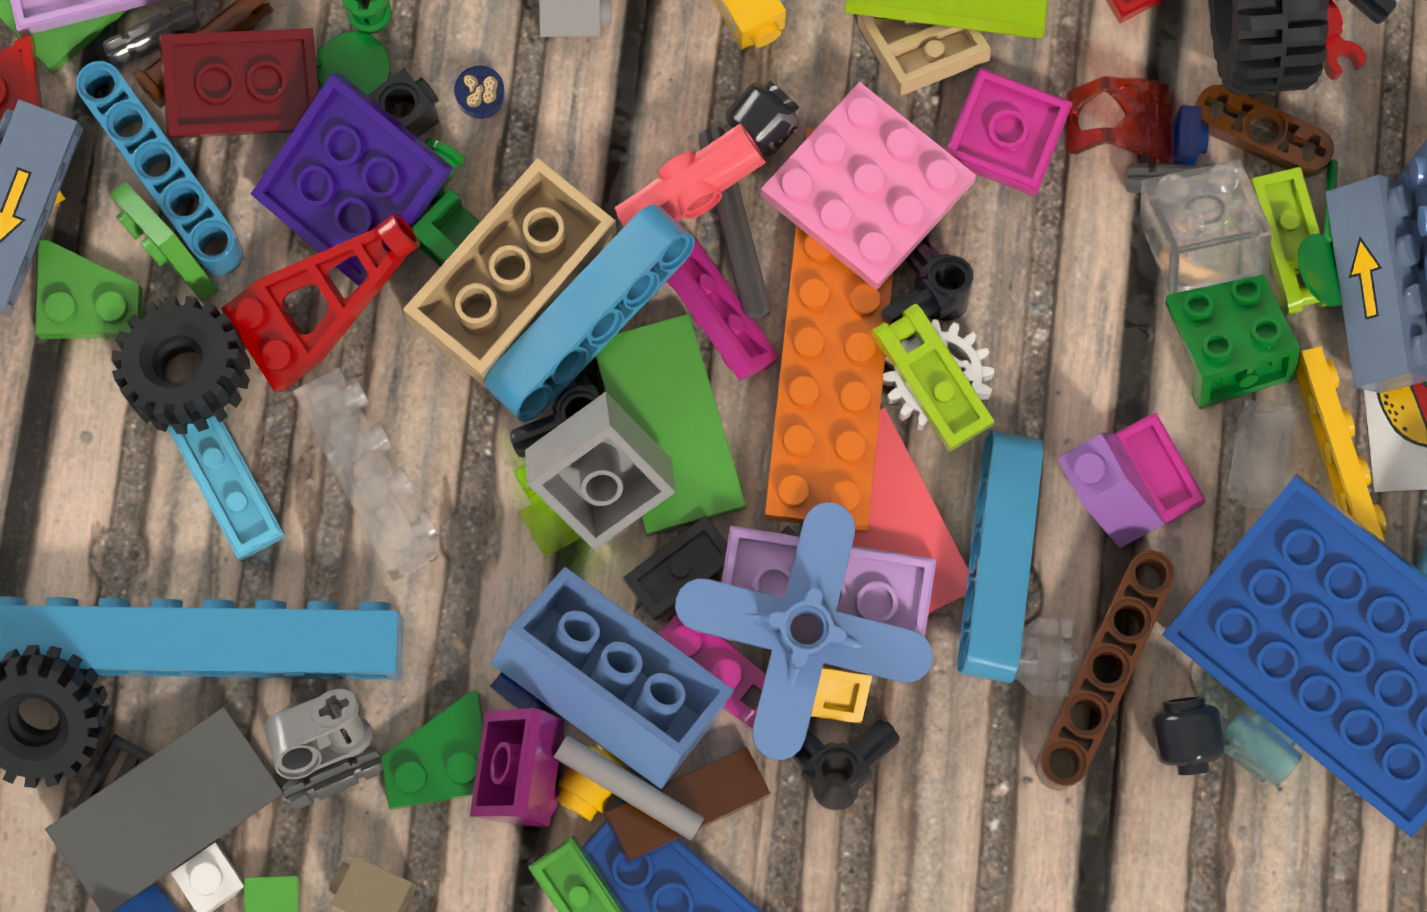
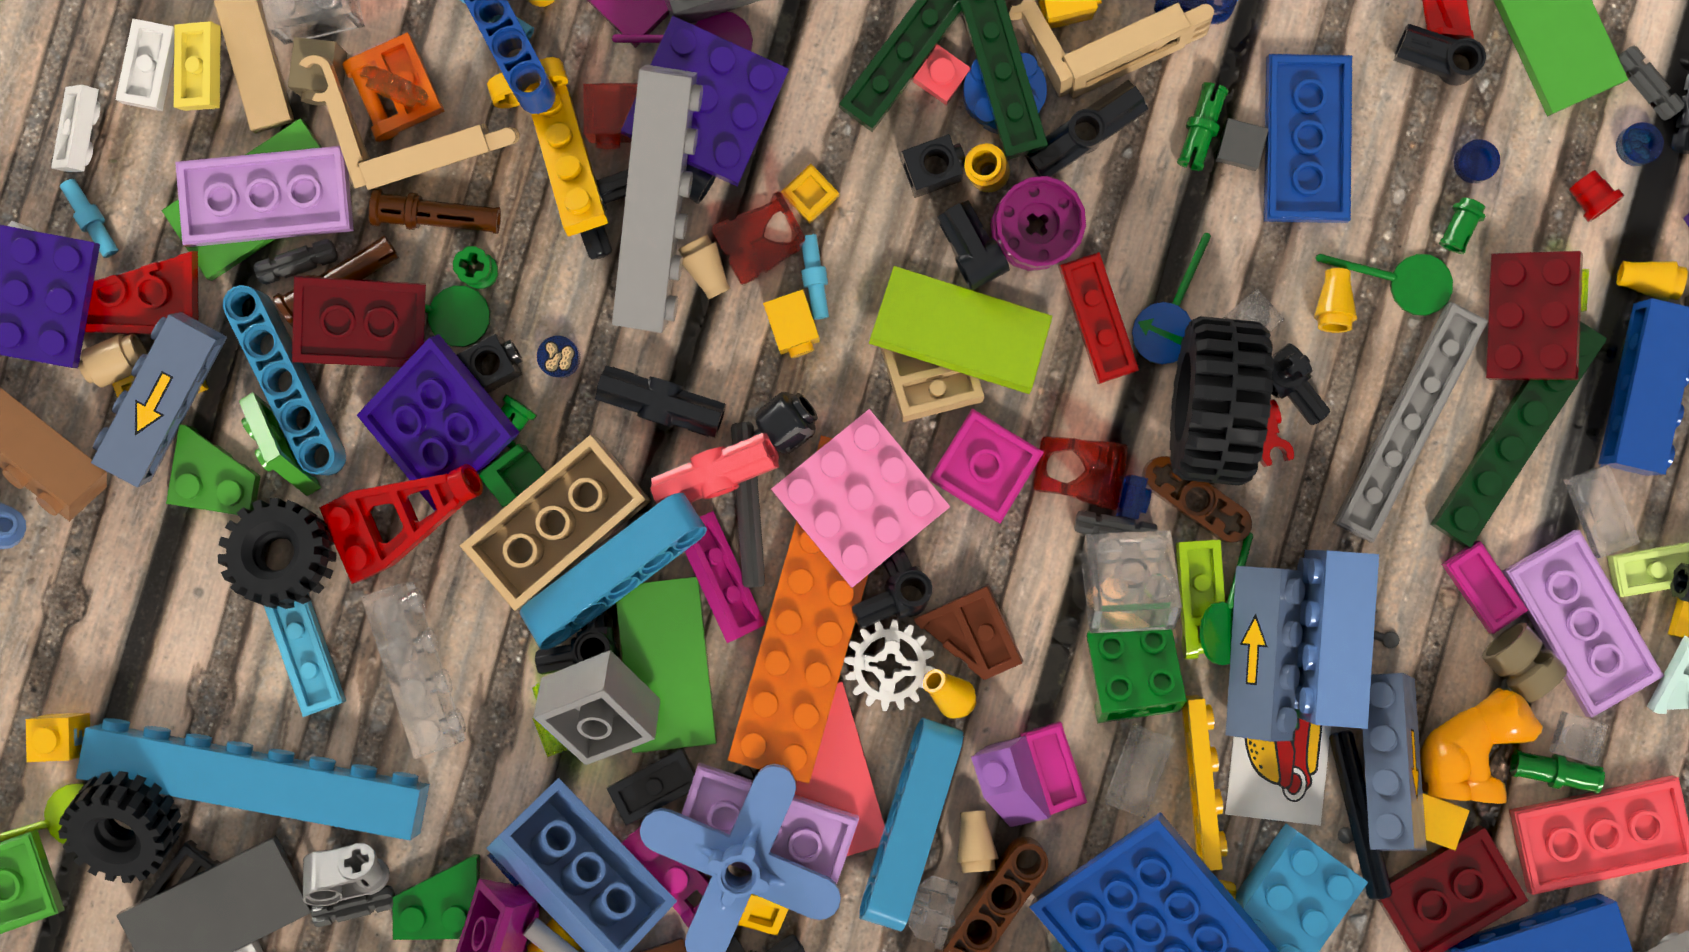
camera: 15 degrees right, 10 degrees up
(610, 120) = (660, 401): none -> black piece
(934, 378) = (882, 677): lime plate -> none
(1019, 397) = (951, 694): none -> yellow cone
(1030, 324) = (974, 632): none -> copper wing
(1082, 571) = (976, 844): none -> tan cone

